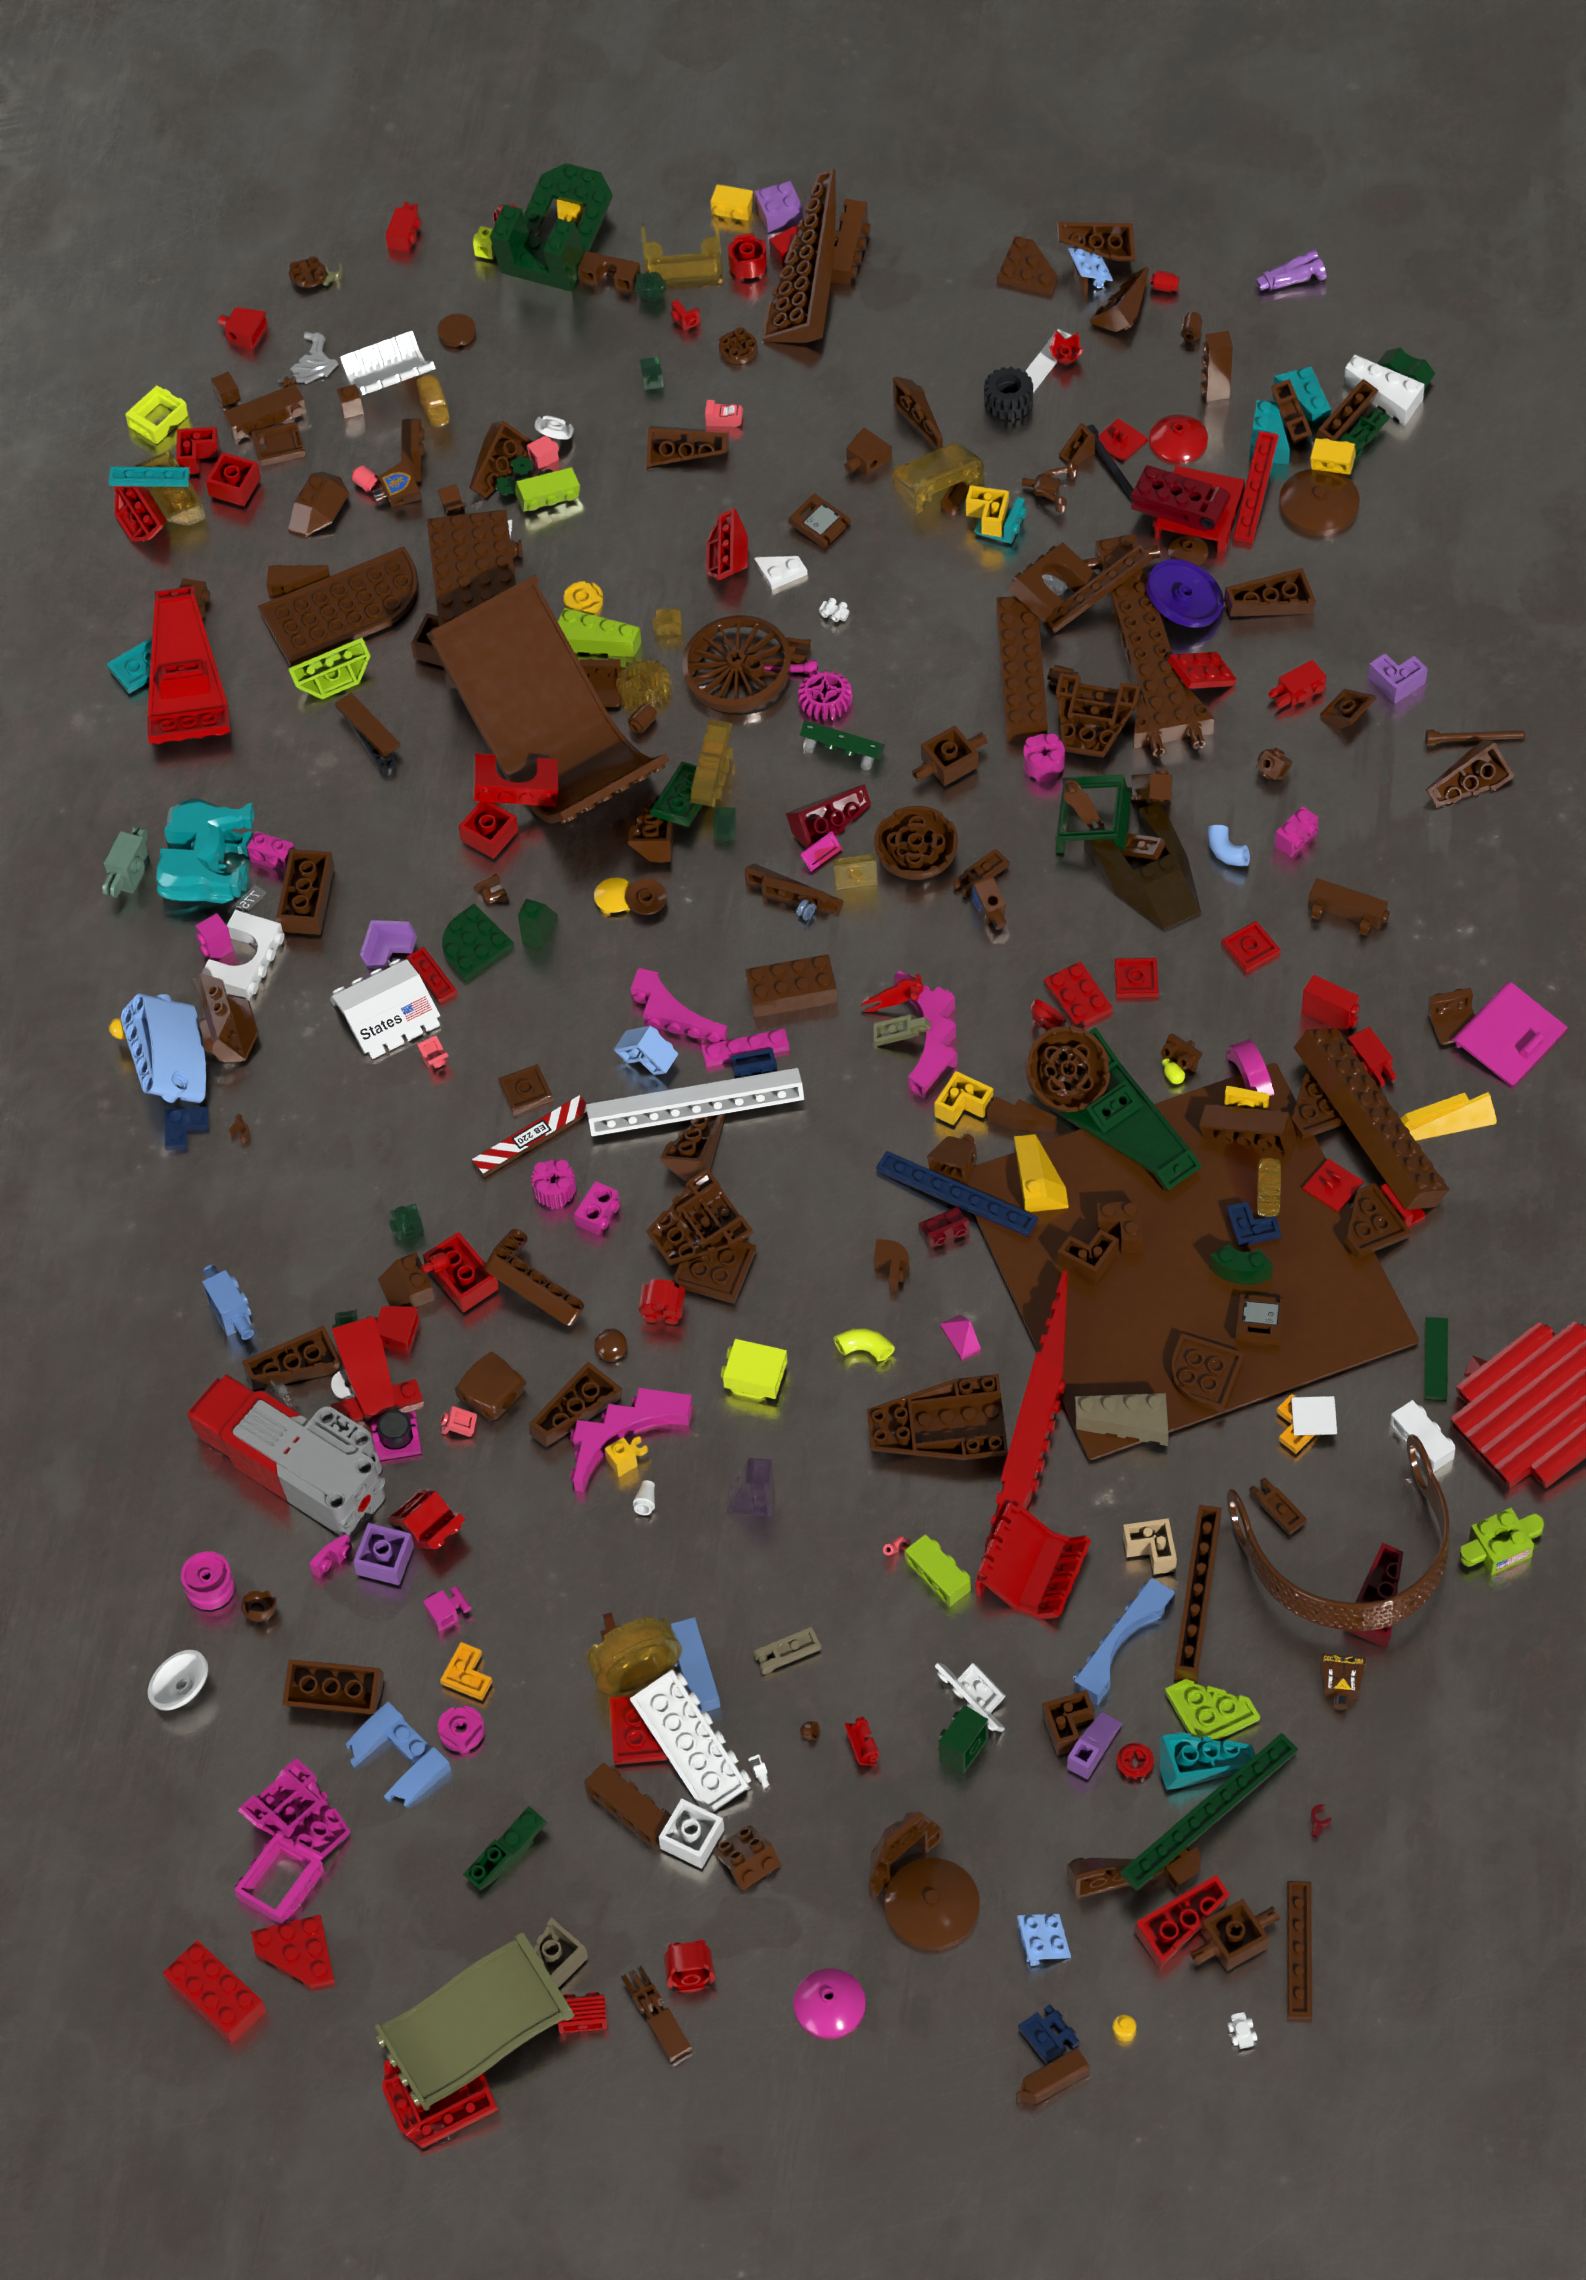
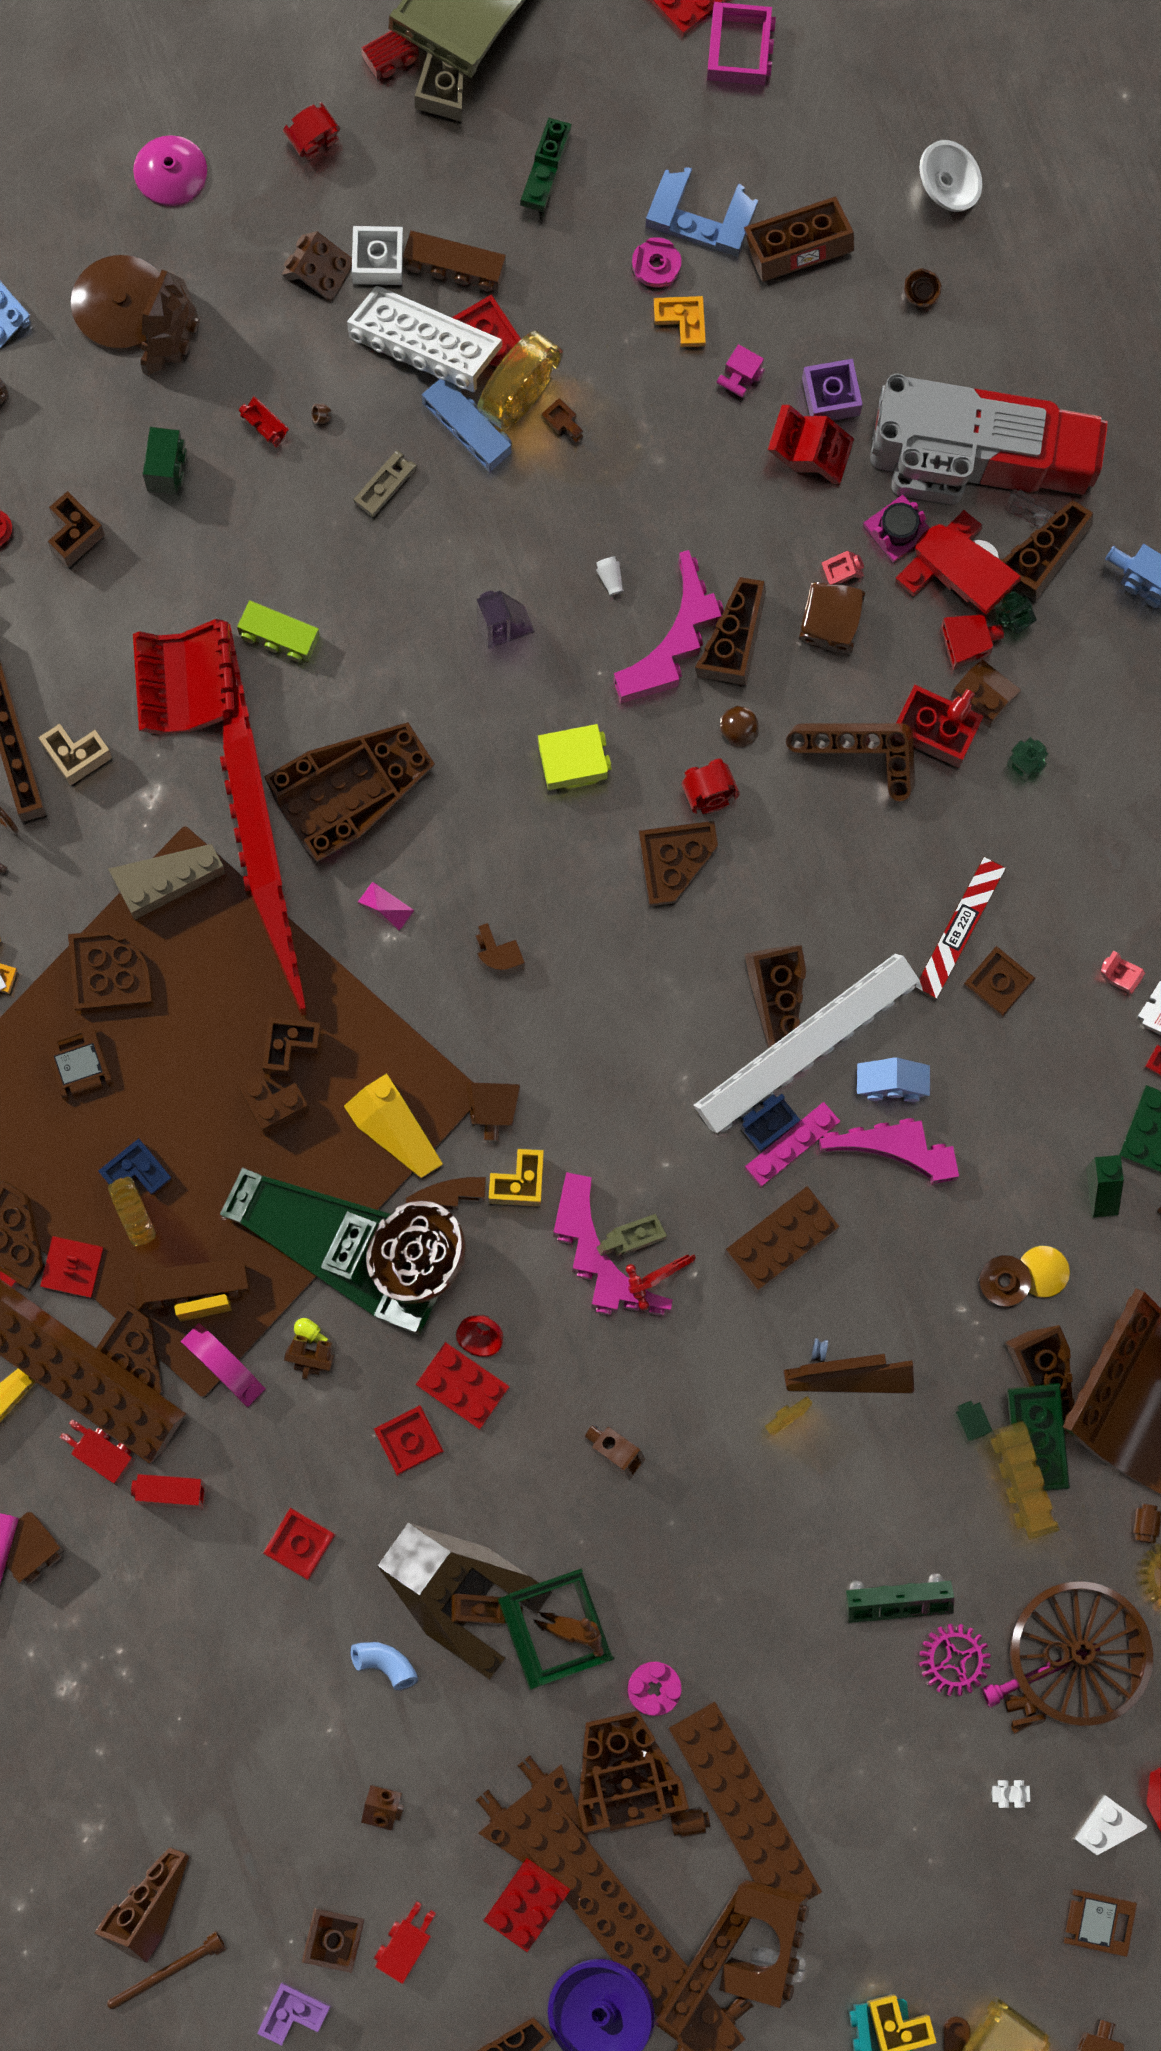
camera: 145 degrees right, 20 degrees up
(207, 1580) = (986, 286): dark pink wheel -> none
(297, 1812) = (760, 101): dark pink wedge -> none
(335, 1551) = (884, 371): dark pink slope -> none
(553, 1183) = (903, 861): dark pink brick -> none
(593, 1206) = (846, 871): dark pink brick -> none
(623, 1456) = (655, 606): yellow brick -> none
(661, 2024) = (315, 79): reddish brown arm -> none
(698, 1222) = (719, 898): reddish brown wedge -> none
(759, 1770) = (348, 353): white piece -> none
(821, 851) = (844, 1437): dark pink tile -> none
(827, 815) = (866, 1482): dark red wedge -> none
(864, 1340) = (479, 849): neon yellow cylinder -> none
(897, 1544) = (336, 635): coral arm -> none
(915, 825) = (768, 1479): reddish brown brick -> none
(944, 1227) = (465, 1023): dark red bracket -> none
(949, 756) = (780, 1631): reddish brown brick -> none
(957, 1194) = (470, 1065): dark blue tile -> none
(977, 1690) = (178, 522): white bracket -> none
(989, 865) = (647, 1499): reddish brown hinge -> none
(1092, 1745) = (37, 521): medium lavender slope -> none
(1150, 1605) = (48, 692): medium blue arch -> none
(1152, 786) = (501, 1693): reddish brown wedge -> none
(1241, 1266) = (123, 1110): dark green brick -> none
(1296, 831) = (313, 1723): dark pink brick -> none
(1348, 904) = (210, 1650): reddish brown brick -> none

